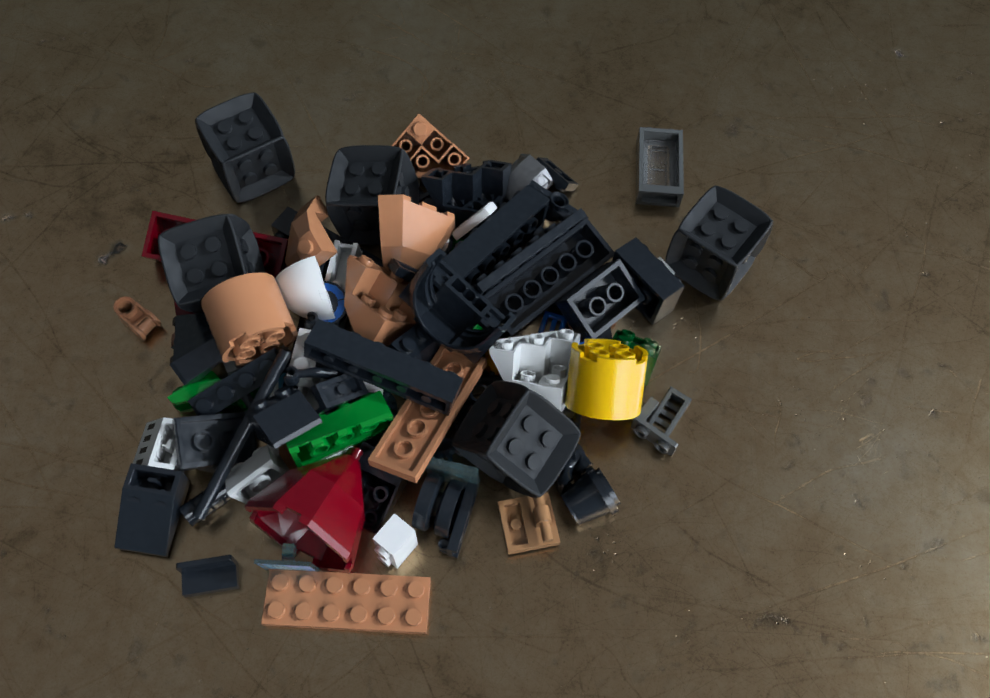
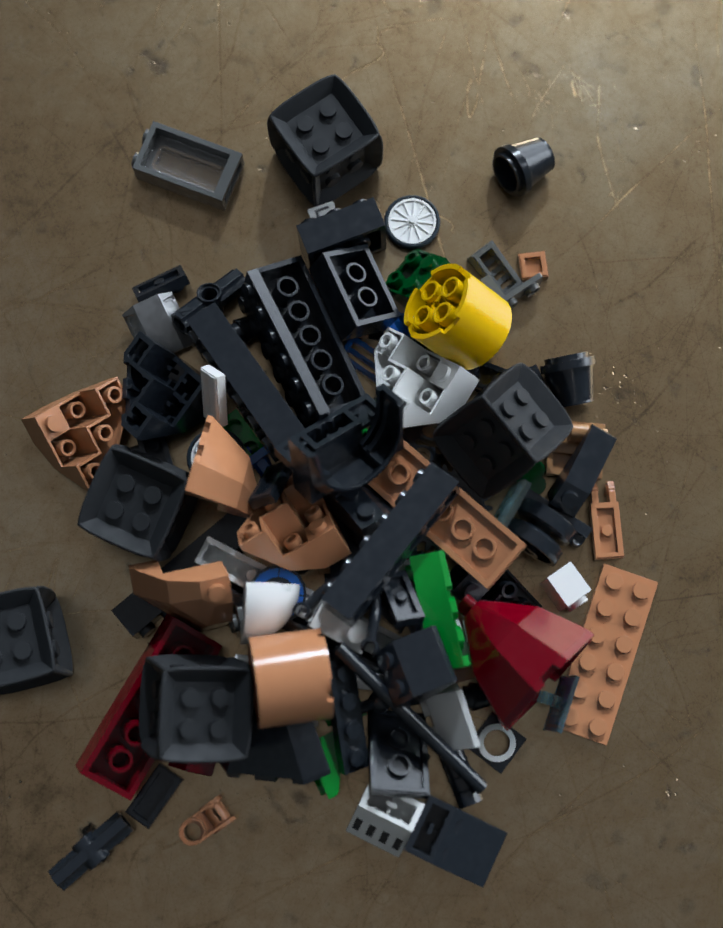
camera: 70 degrees left, 15 degrees up
(103, 248) = (90, 850): none -> black piece
(149, 280) = (154, 795): none -> black tile
(209, 575) = (543, 790): black panel -> none
(249, 541) = (499, 763): none -> piece
(468, 568) = (606, 525): none -> nougat hinge
(490, 493) = (535, 477): none -> dark green tile
(506, 526) = (581, 471): none -> black slope
(683, 337) = (412, 222): none -> white wheel
(687, 444) = (532, 264): none -> nougat tile
(772, 406) = (522, 165): none -> black piece

